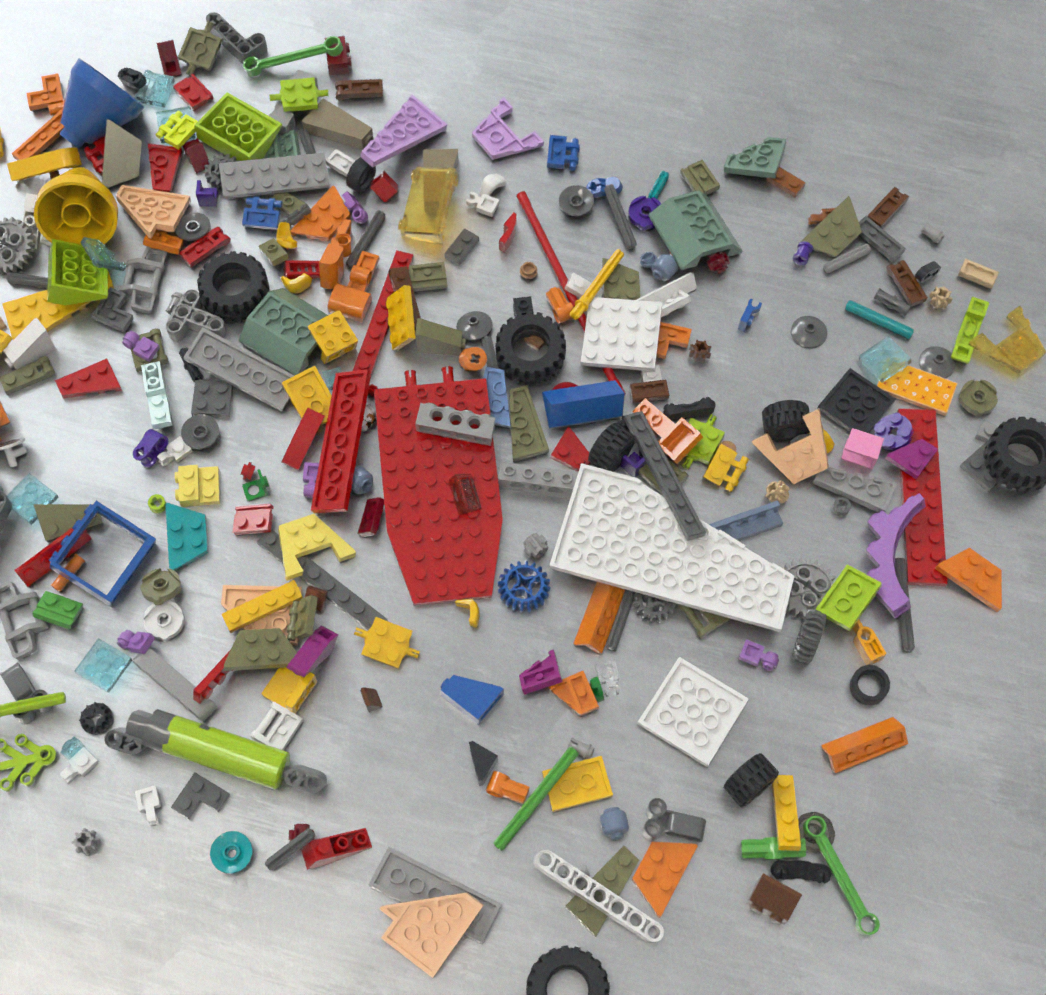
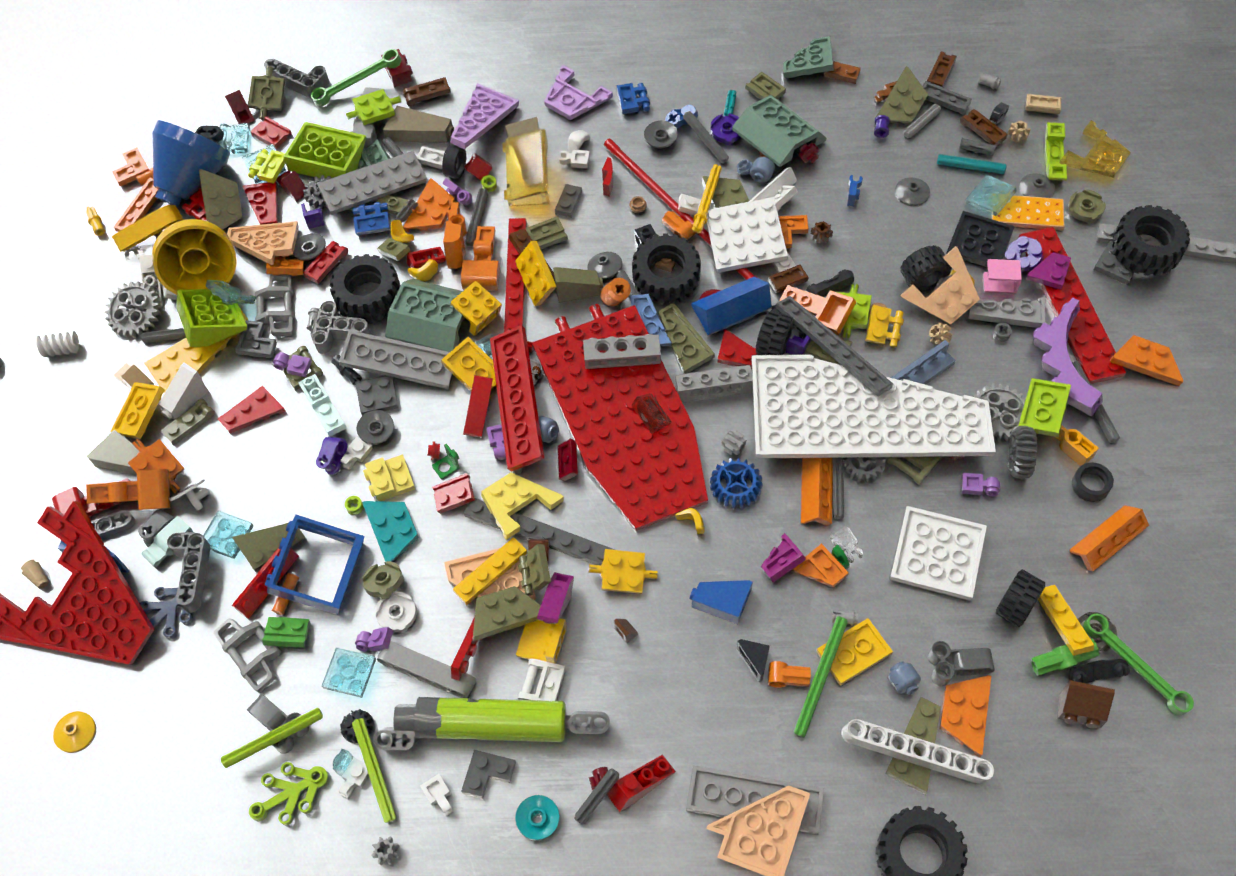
camera: 10 degrees left, 5 degrees down
(97, 759) = (374, 770): none -> lime axle
(389, 201) = (485, 180): none -> lime bush

